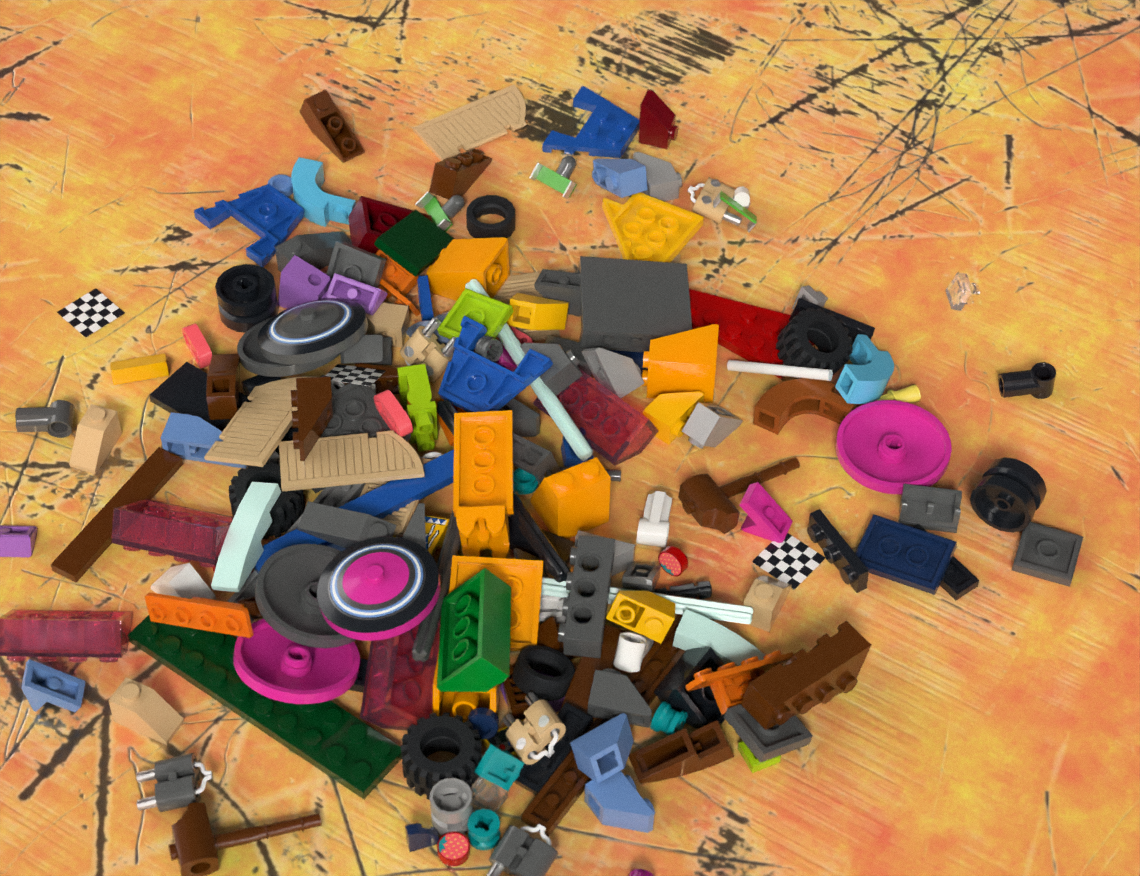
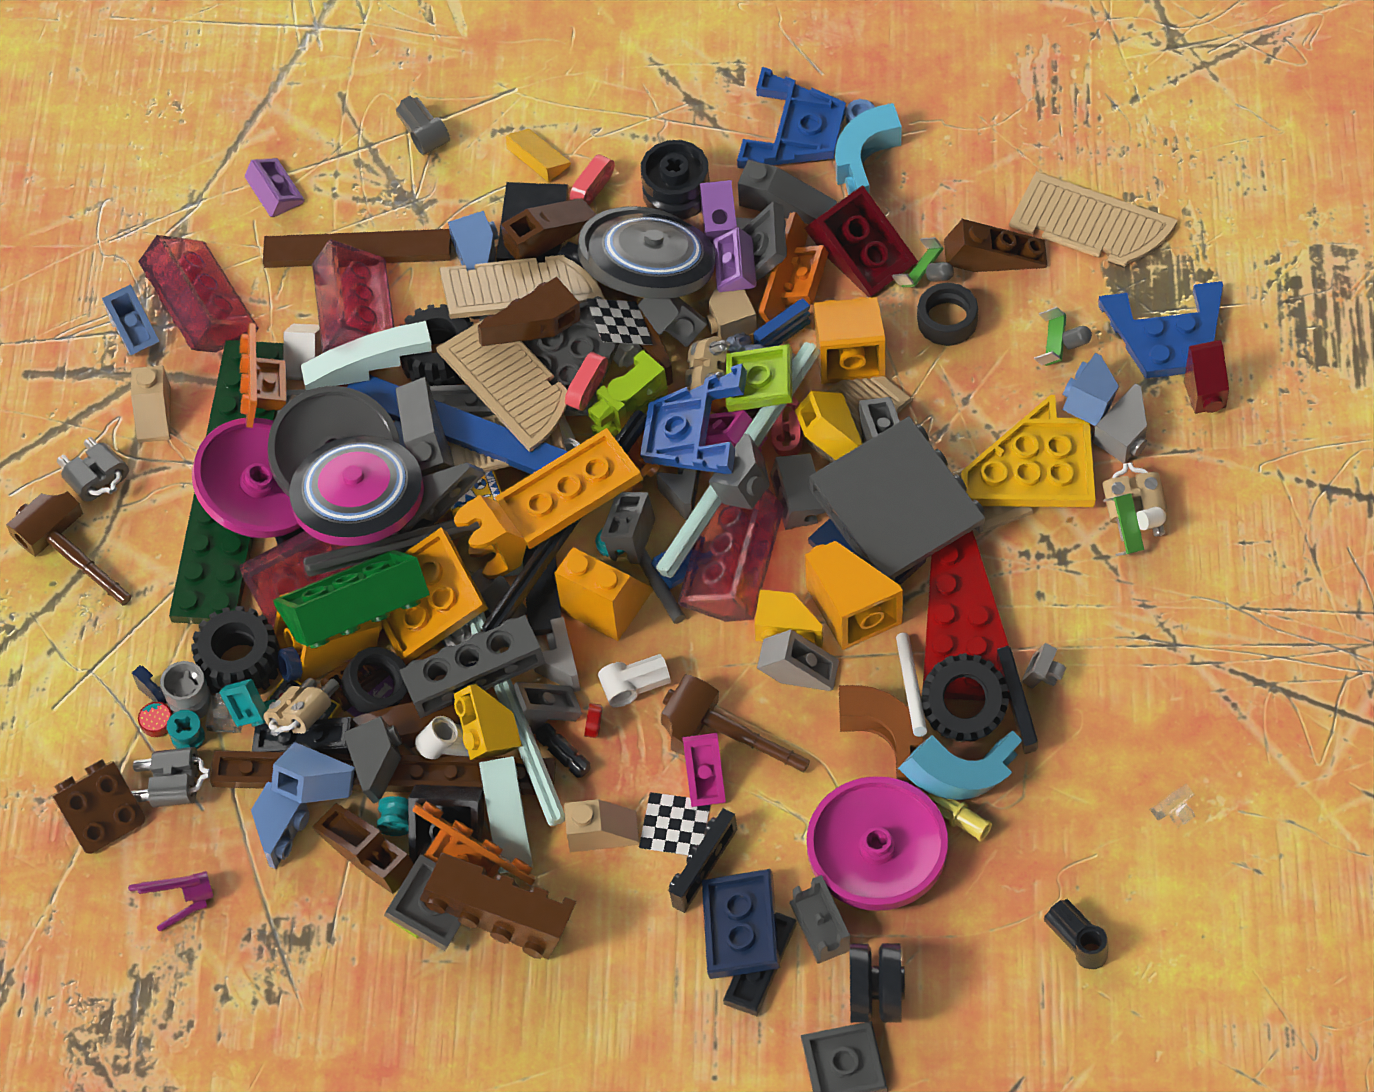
camera: 65 degrees right, 10 degrees up
(90, 312) = (582, 74): sticker -> none
(95, 438) = (423, 176): tan slope -> none
(330, 126) = (970, 104): reddish brown slope -> none
(414, 242) = (848, 268): dark green tile -> none
(495, 351) = (726, 402): dark grey bush -> none
(613, 371) = (793, 534): light grey slope -> none

